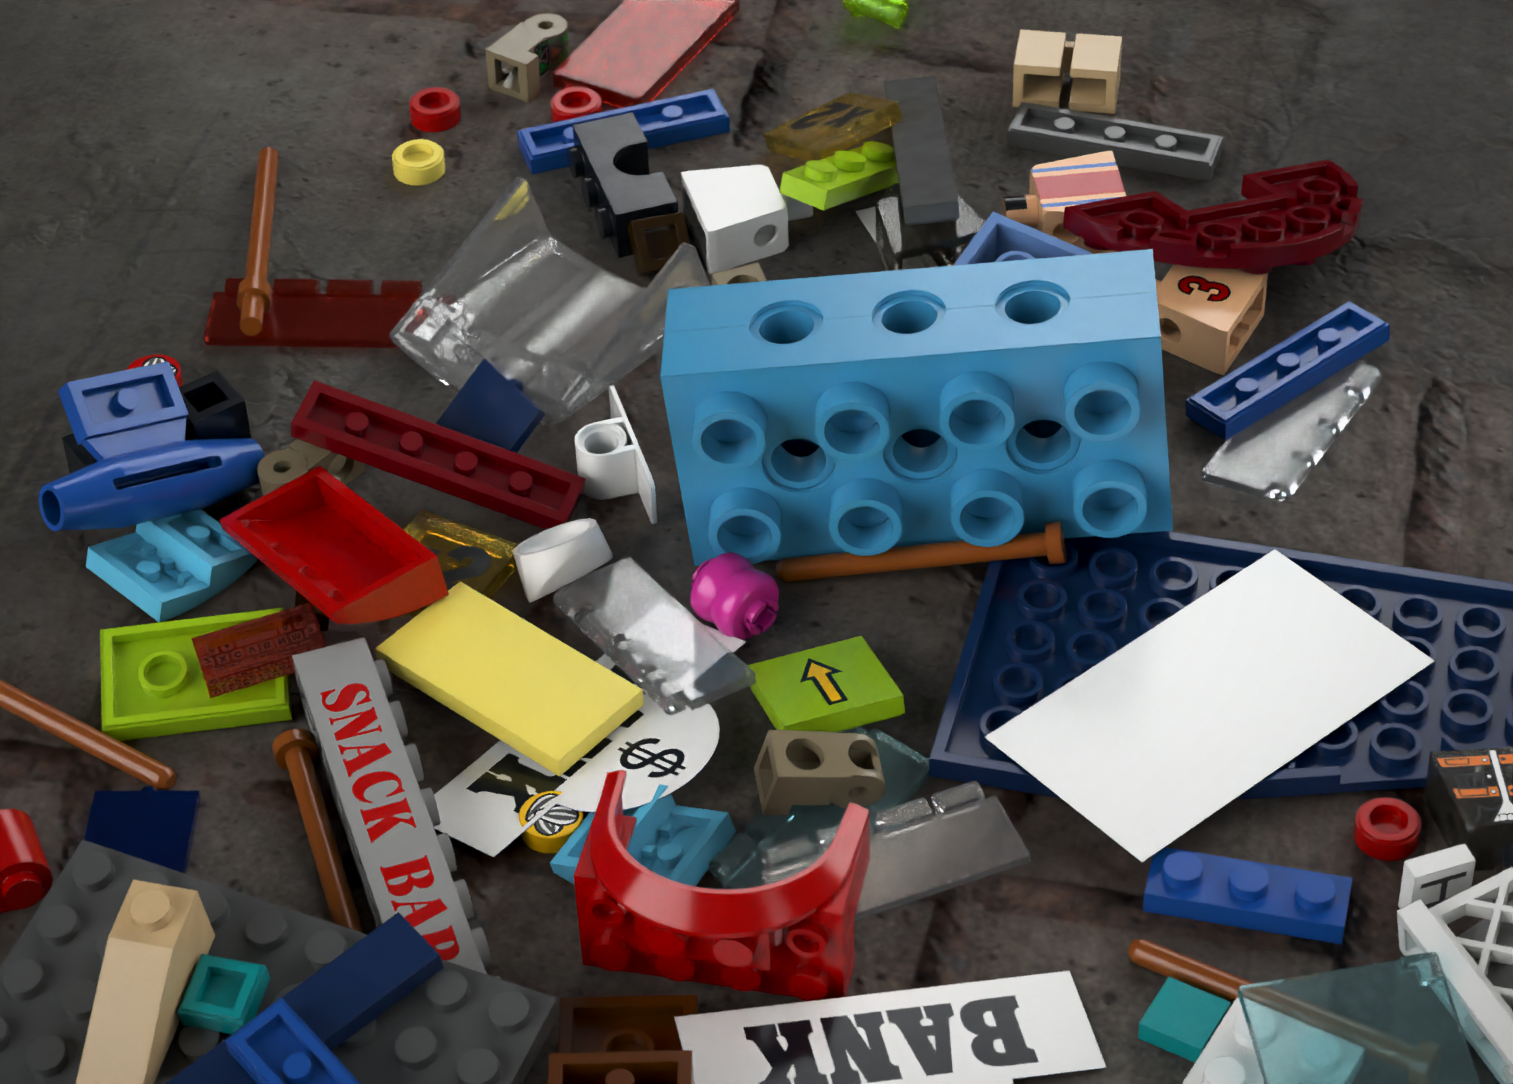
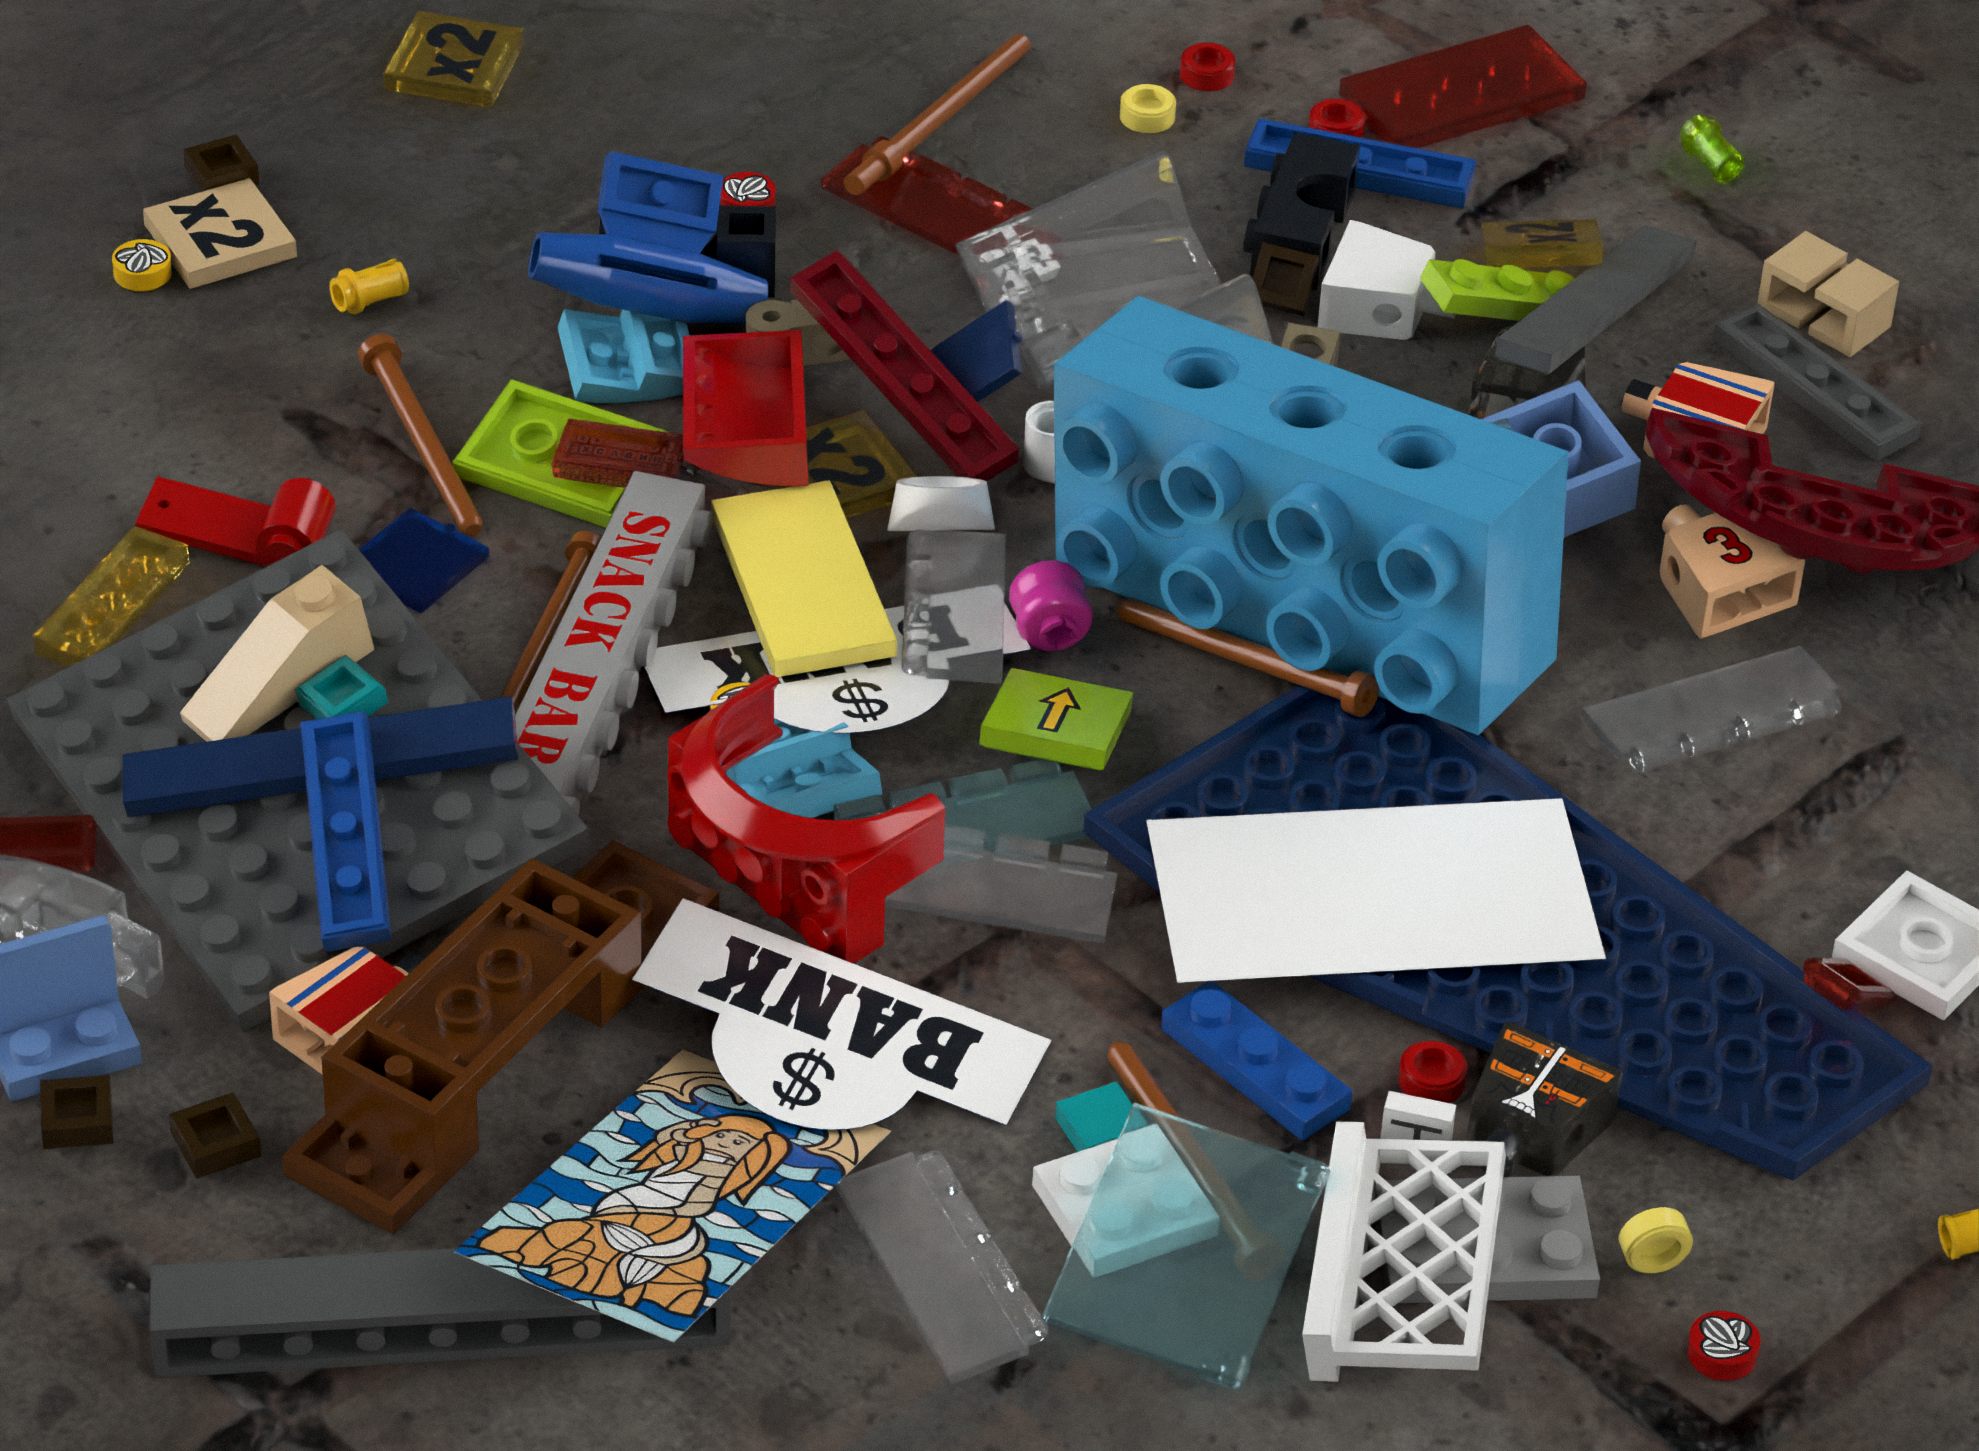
camera: 30 degrees right, 0 degrees up
(531, 53) = (1332, 51): dark tan leg -> none
(817, 770) = (977, 774): dark tan leg -> none
(1287, 370) = (1753, 658): blue tile -> none

